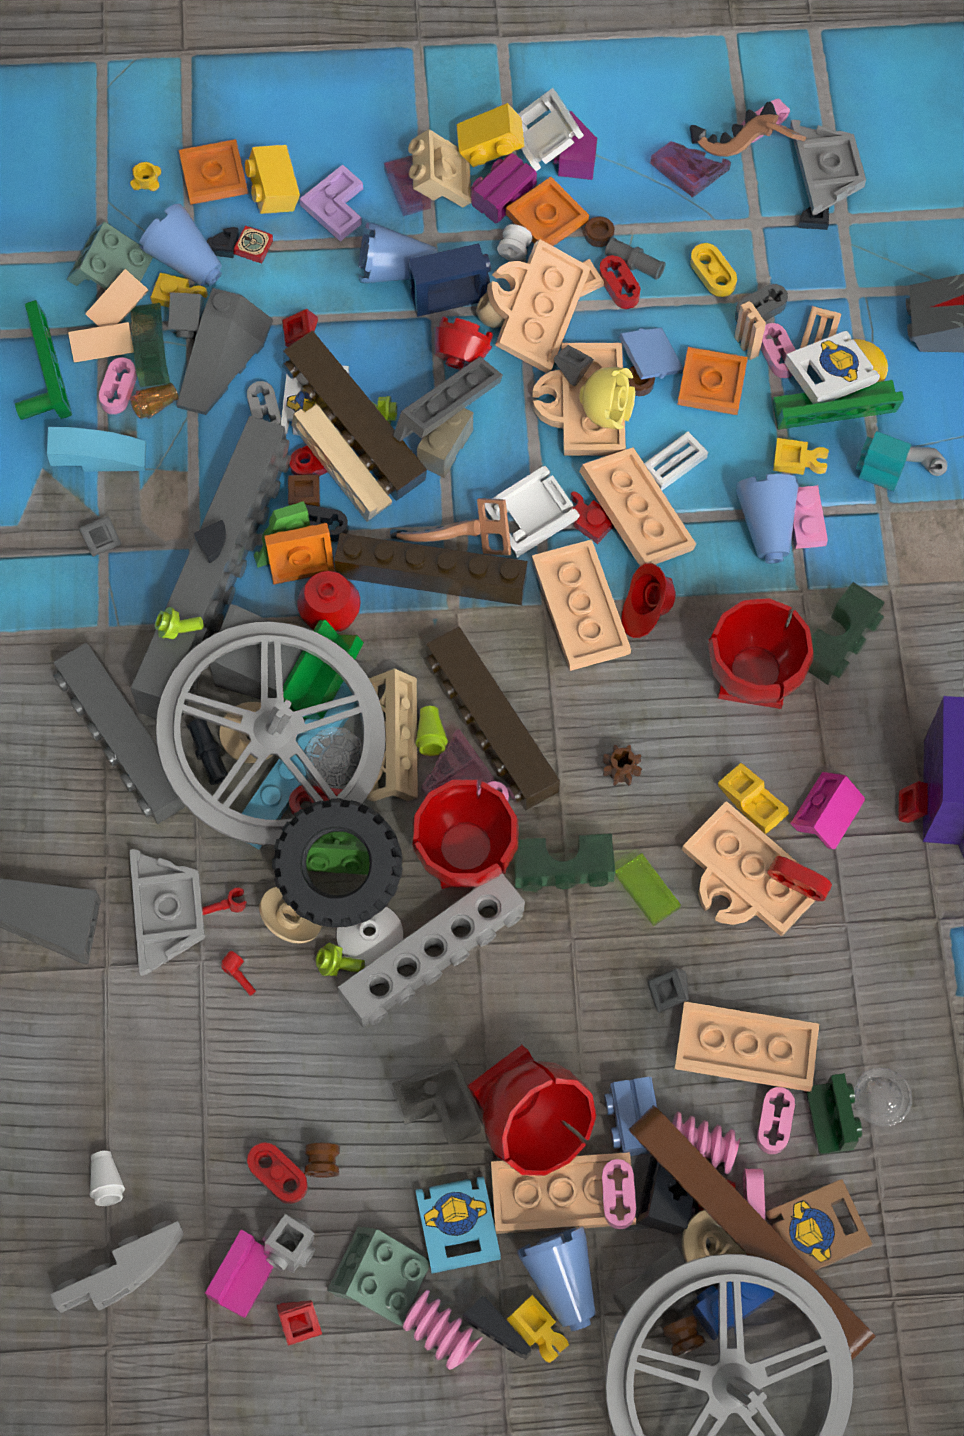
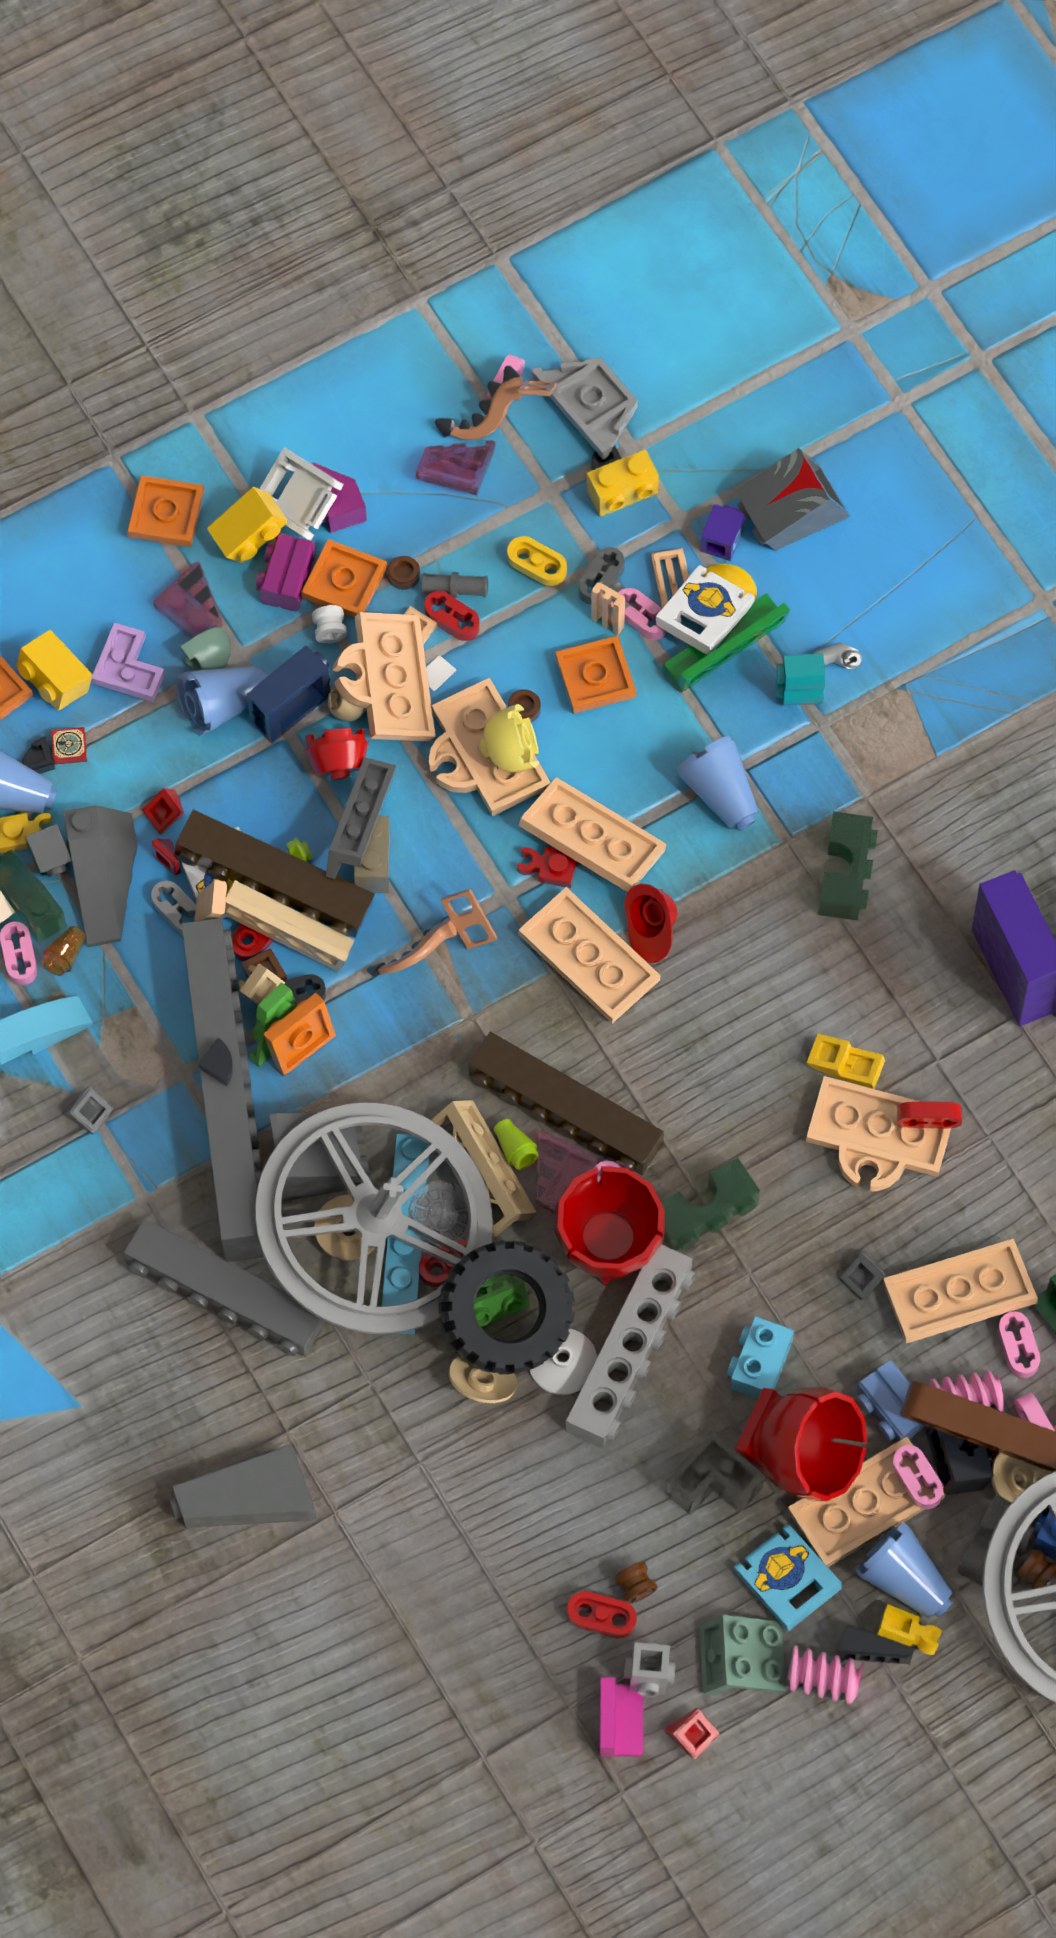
camera: 25 degrees left, 0 degrees up
(105, 1180) = (449, 1699): white cone -> none
(136, 1262) = (518, 1758): light grey slope -> none
(165, 909) = (361, 1430): light grey wing -> none
(169, 624) = (227, 1163): lime plate -> none
(207, 751) = (318, 1266): black pin -> none
(227, 903) = (416, 1397): red hand -> none
(230, 966) = (452, 1453): red hand -> none
(276, 356) = (164, 852): none -> red slope
(288, 409) = (211, 901): none -> light nougat tile
(290, 494) = (259, 983): none -> tan tile
(312, 679) = (382, 1149): green panel -> none
(329, 598) = (349, 1068): red cone -> none
(330, 960) = (541, 1401): lime plate -> none
(406, 218) = (207, 650): none -> sand green brick
(431, 569) = (430, 989): dark brown brick -> none
(434, 99) = (166, 511): none -> orange plate
(439, 169) = (215, 583): tan plate -> none
(537, 509) = (496, 882): white container -> none
(539, 1017) = (761, 1357): none -> medium azure brick
(573, 364) = (455, 721): dark grey slope -> none
(583, 322) = (438, 672): none -> white sticker
(630, 768) = (704, 1096): reddish brown gear -> none
(647, 889) = (794, 1193): clear neon green tile -> none
(651, 353) = (522, 674): medium blue piece -> none
(695, 446) = (612, 747): white tile -> none
(758, 655) = (786, 924): red plate -> none
(793, 457) = (713, 715): yellow plate -> none
(809, 522) = (760, 770): bright pink plate -> none
(818, 239) = (622, 482): none -> yellow brick
(829, 808) = (919, 1037): dark pink panel -> none
(881, 315) = (722, 532): none -> dark purple brick
(913, 802) = (993, 994): red tile -> none

